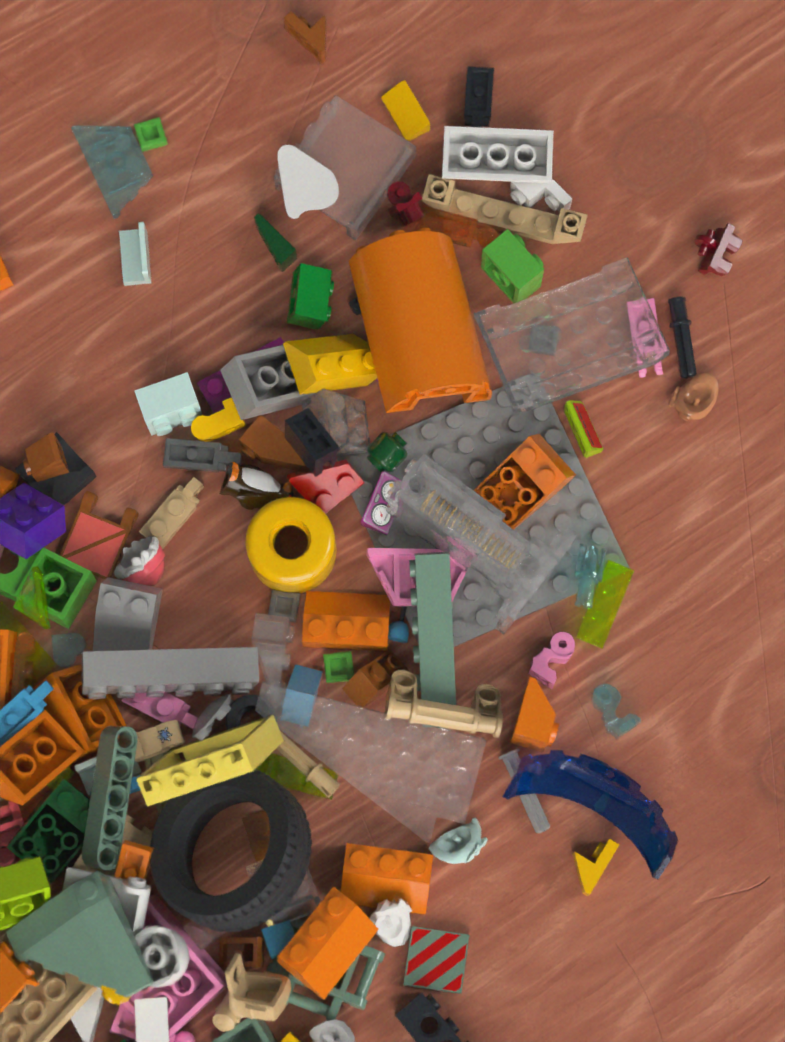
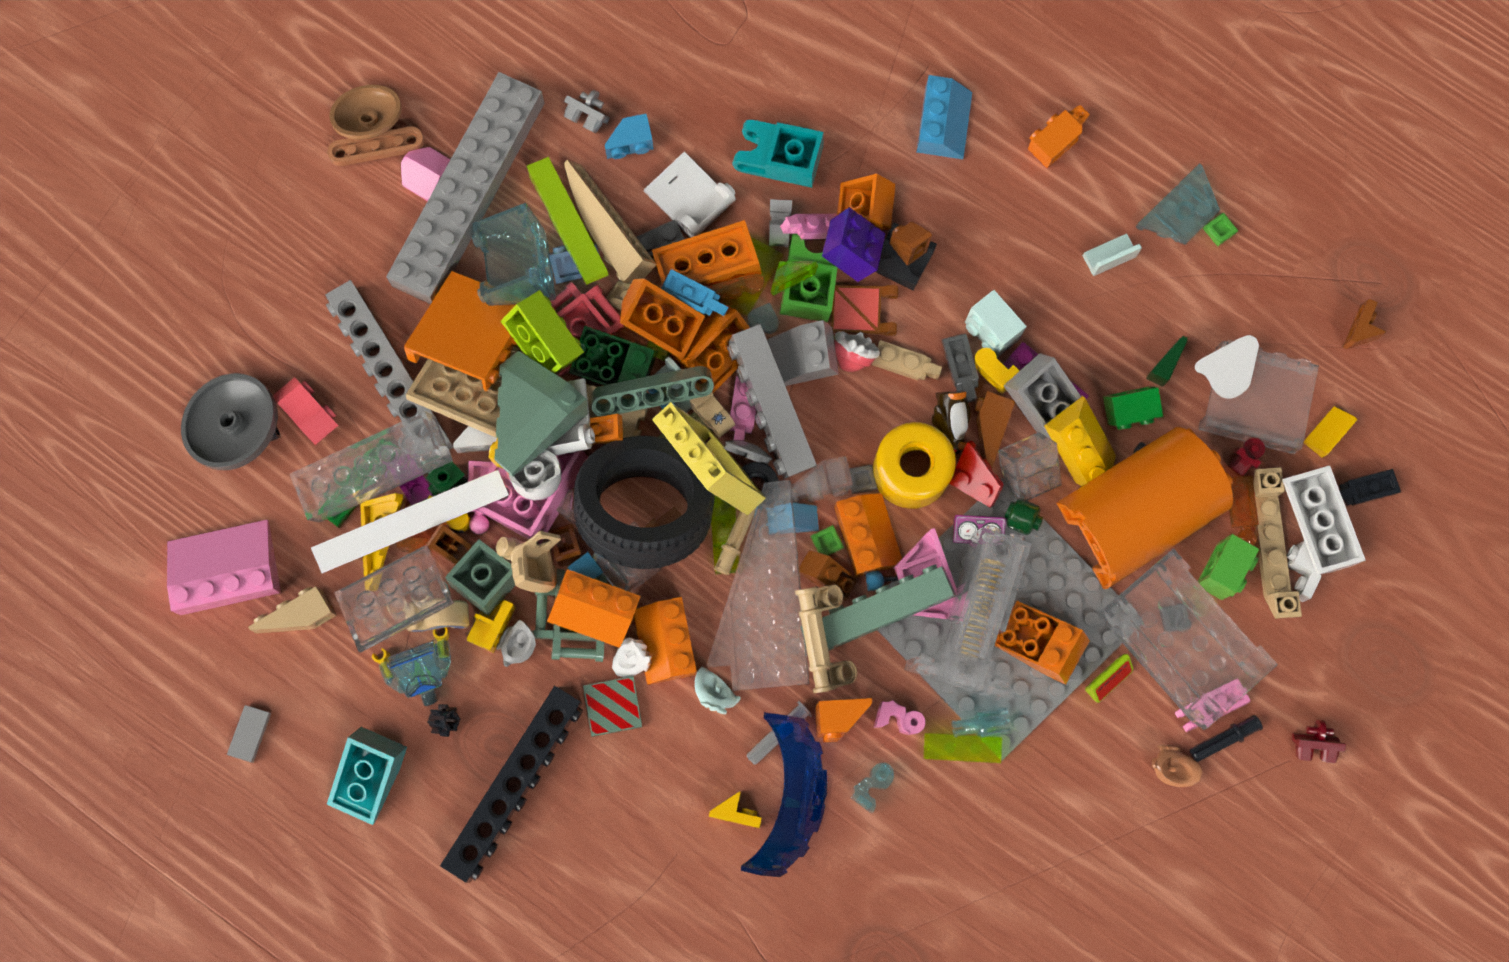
camera: 65 degrees right, 0 degrees up
(311, 441) = (1007, 448): black hinge -> none

